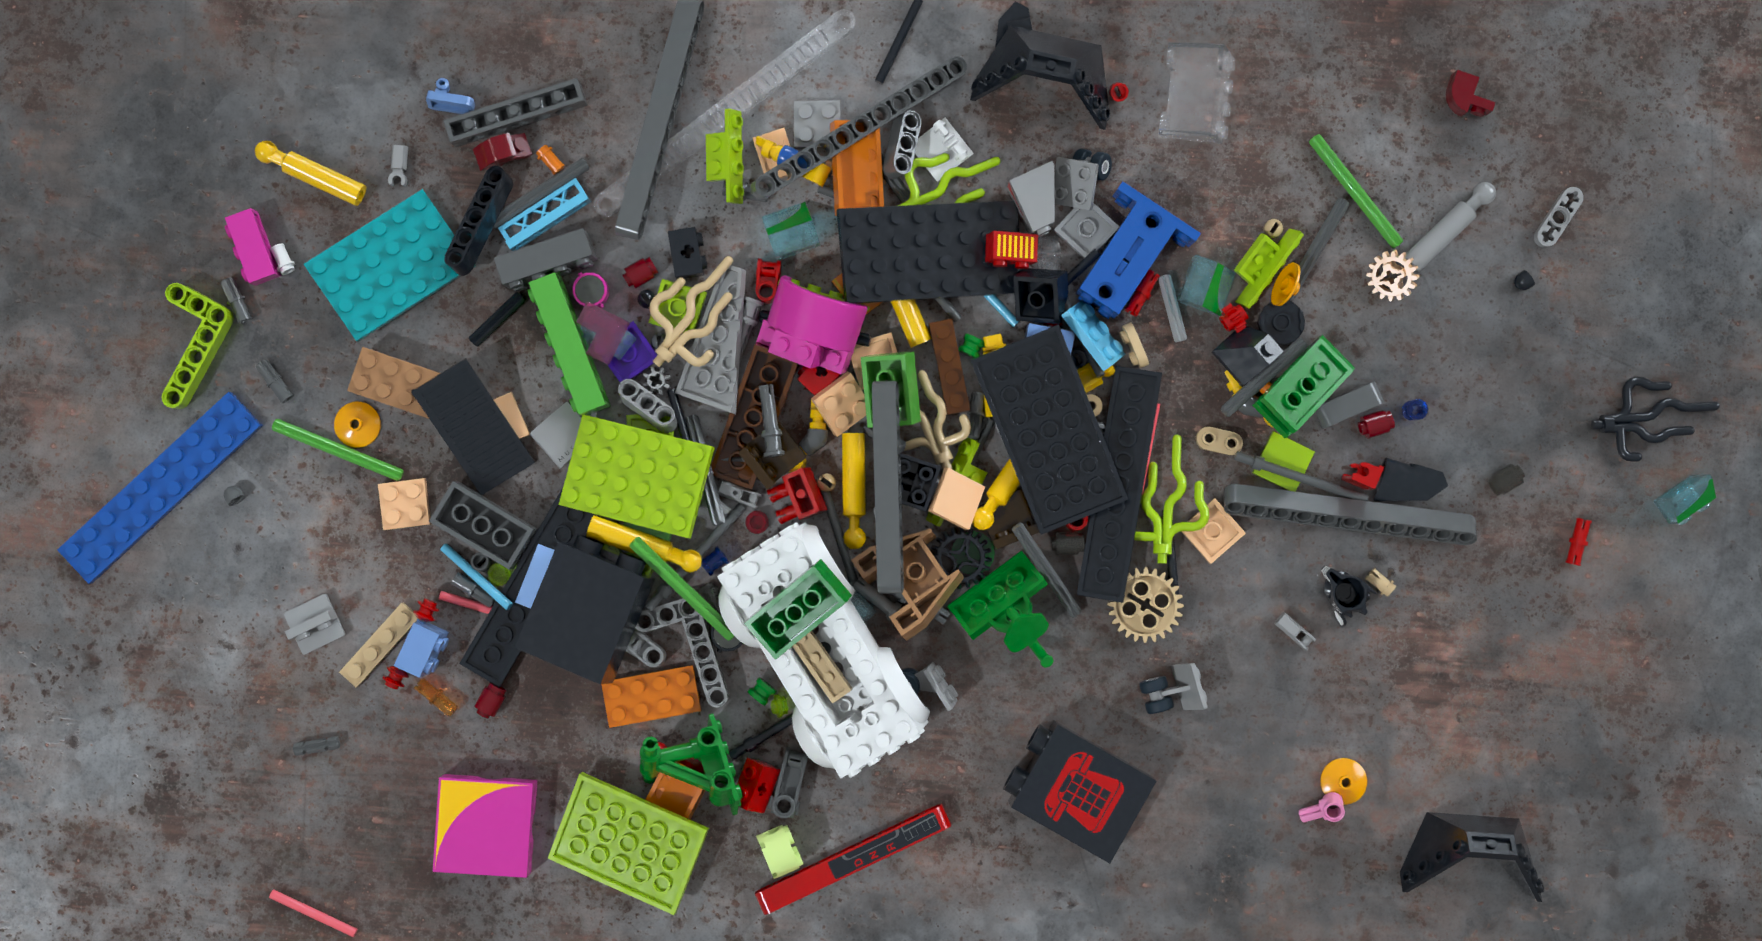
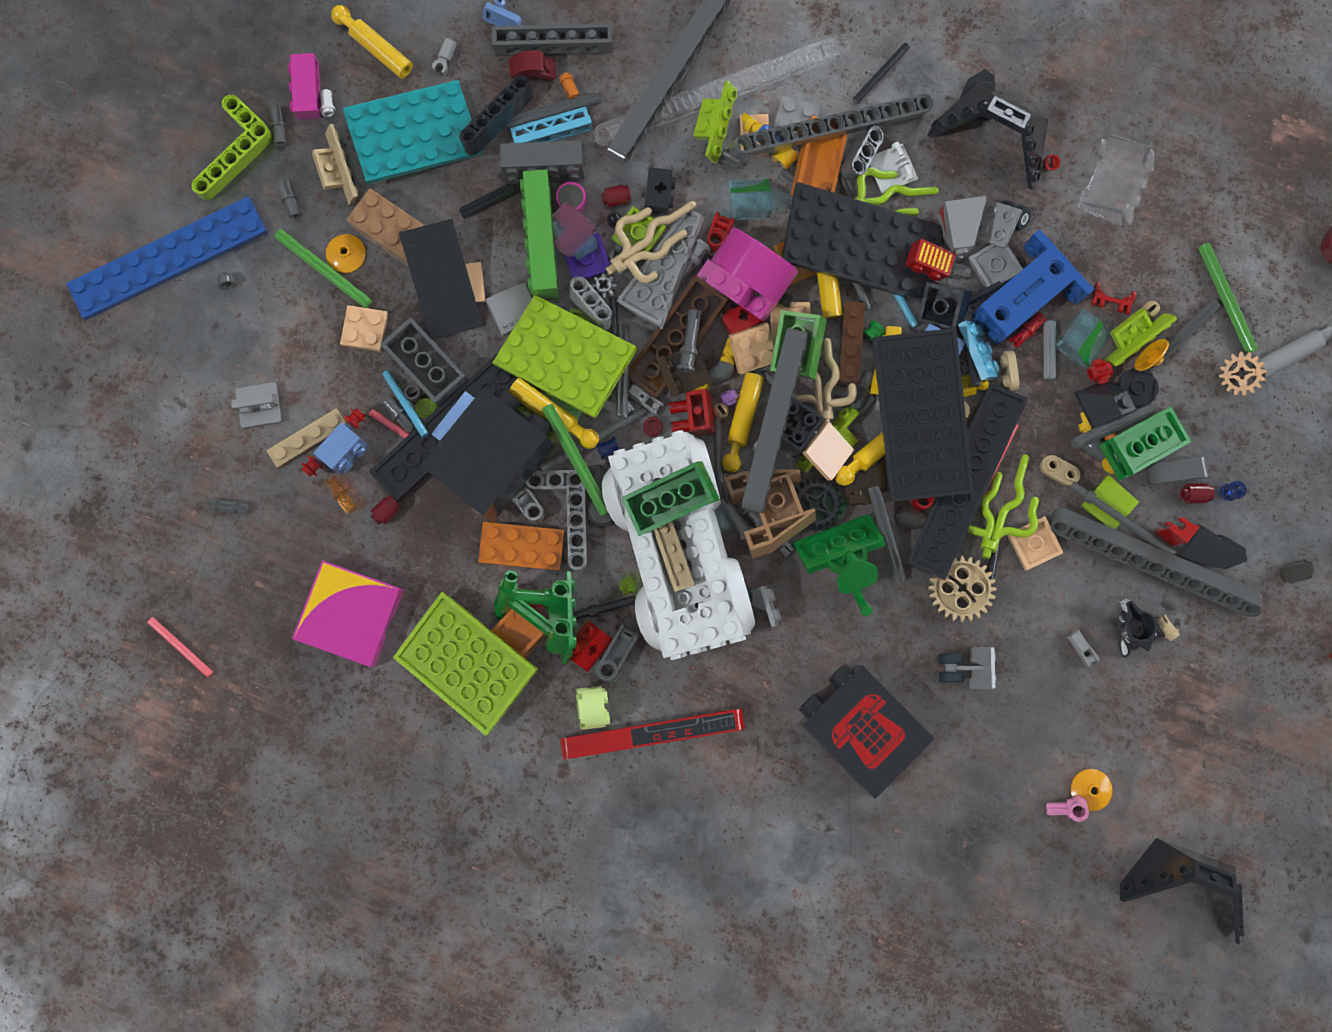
camera: 15 degrees right, 5 degrees down
(312, 331) = (333, 167): none -> tan bracket
(762, 691) = (616, 568): green wheel -> none
(832, 465) = (729, 397): none -> medium lavender plate
(1211, 228) = (1100, 295): none -> red piece

